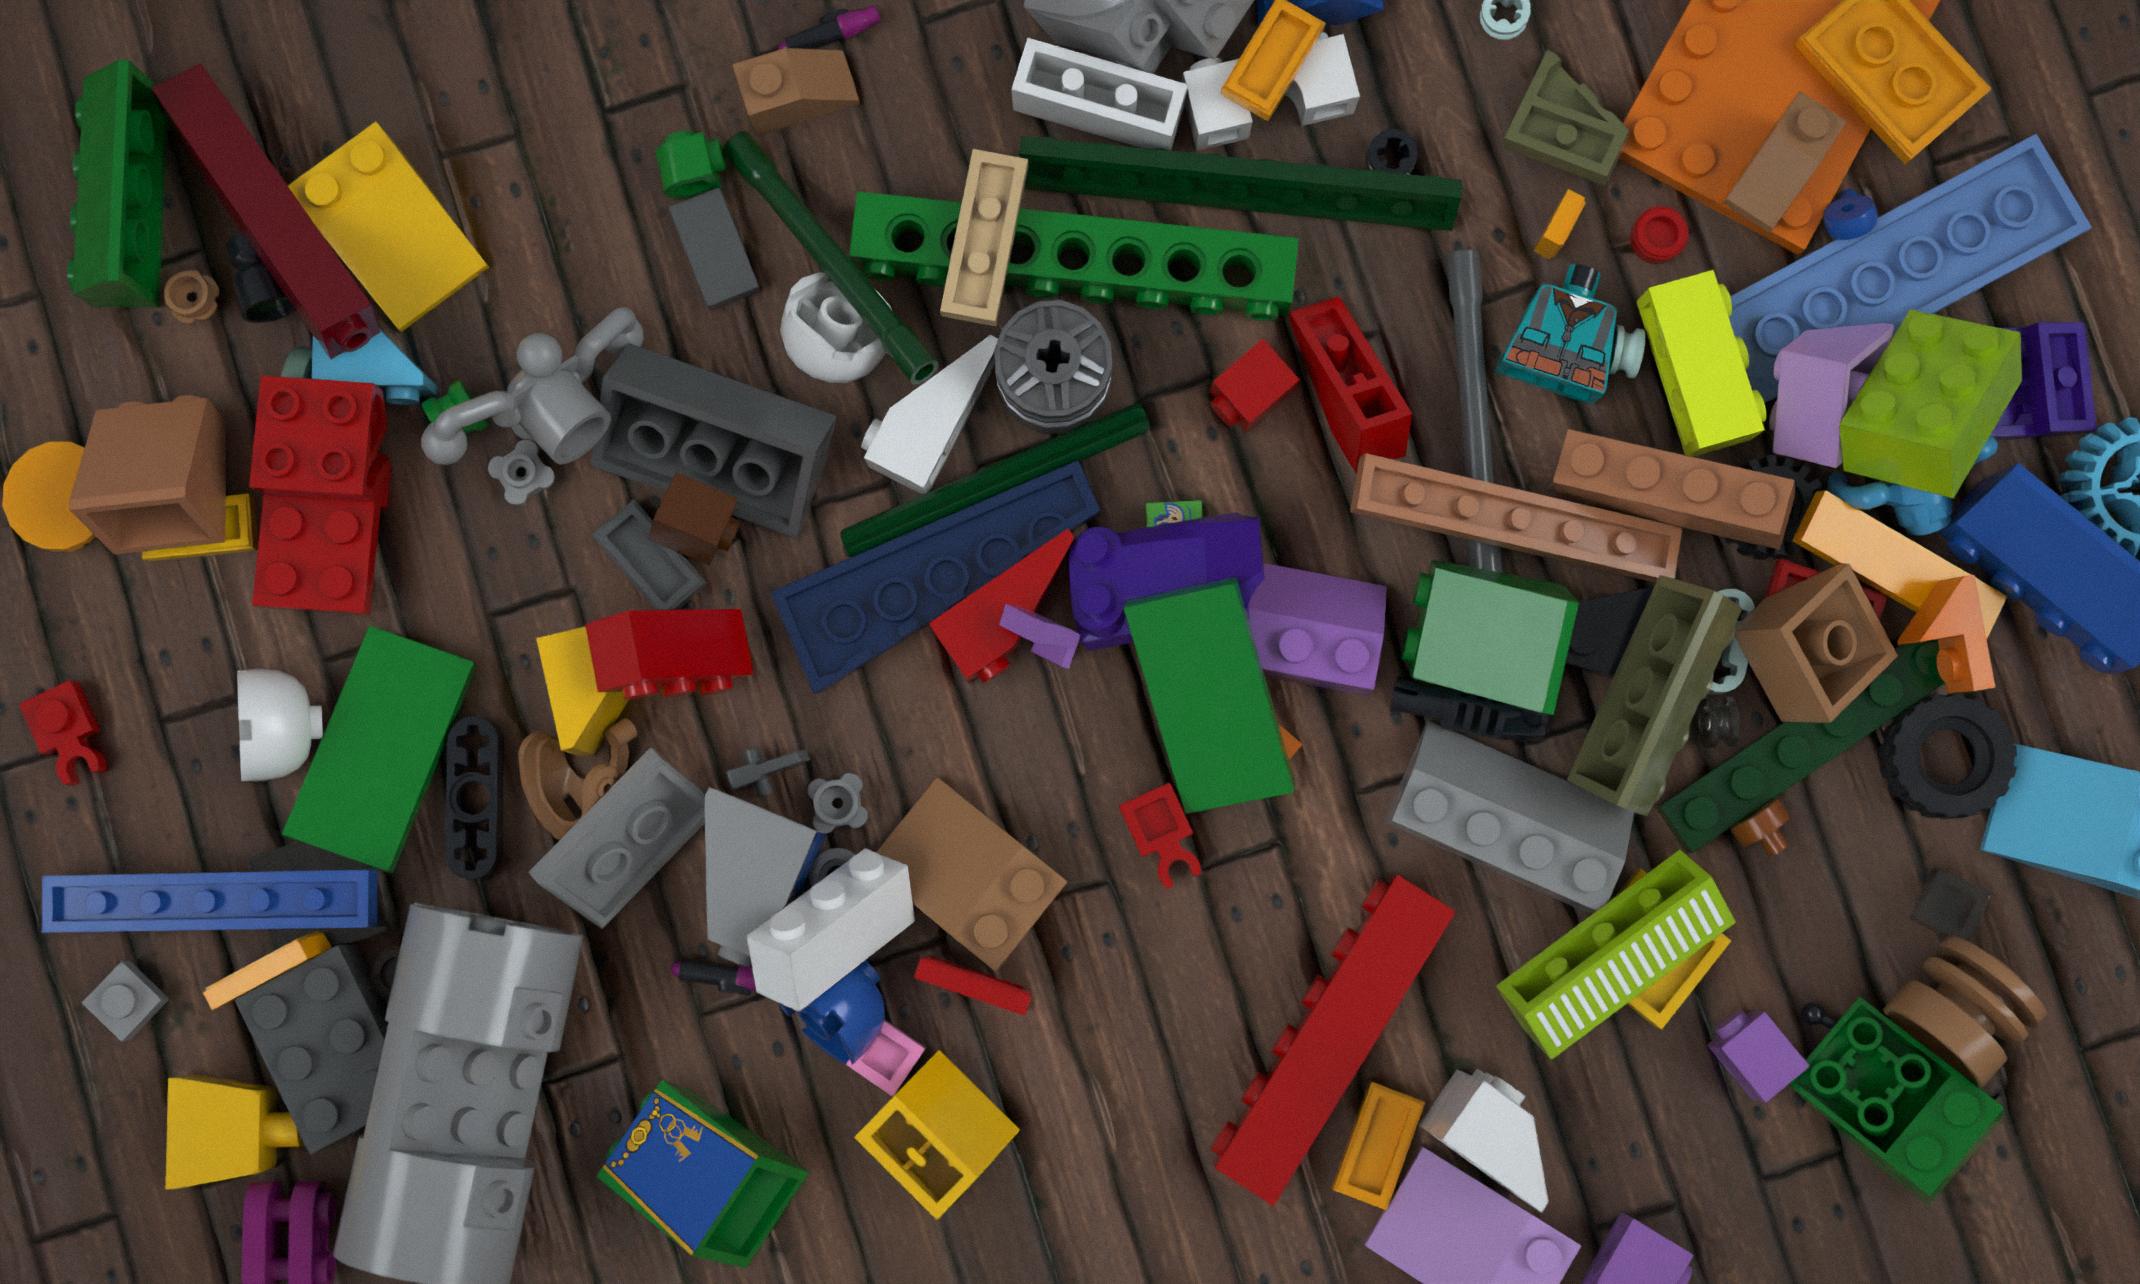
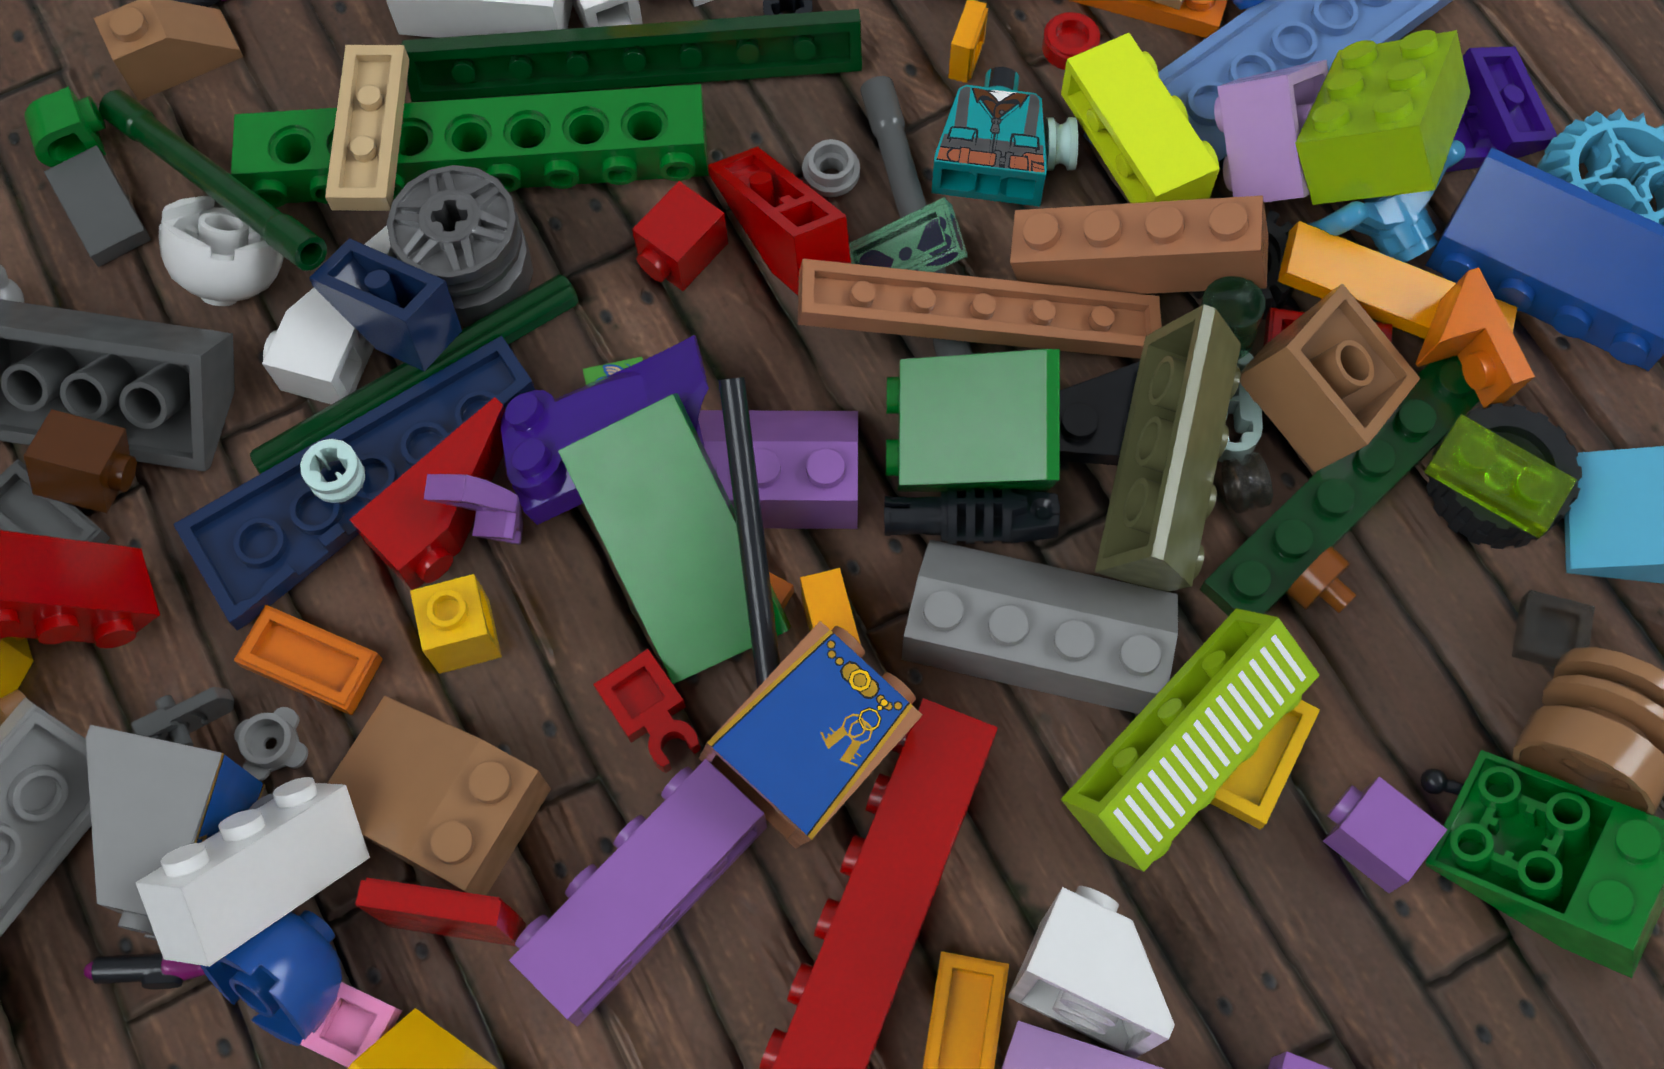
camera: 10 degrees left, 15 degrees down
(874, 732) = (308, 659): none -> orange tile
(902, 580) = (318, 457): none -> light aqua bush
(984, 422) = (389, 303): none -> dark blue slope
(1008, 730) = (455, 624): none -> yellow brick
(1134, 989) = (638, 892): none -> medium lavender brick
(1276, 743) = (749, 527): none -> black piece
(1300, 895) = (812, 733): none -> blue slope
(1330, 787) = (827, 601): none -> light orange piece
(1415, 324) = (831, 155): none -> light grey plate
(1462, 440) = (914, 242): none -> clear green tile
(1747, 562) = (1240, 306): none -> clear green wheel
(1941, 766) = (1500, 476): none -> clear neon green plate

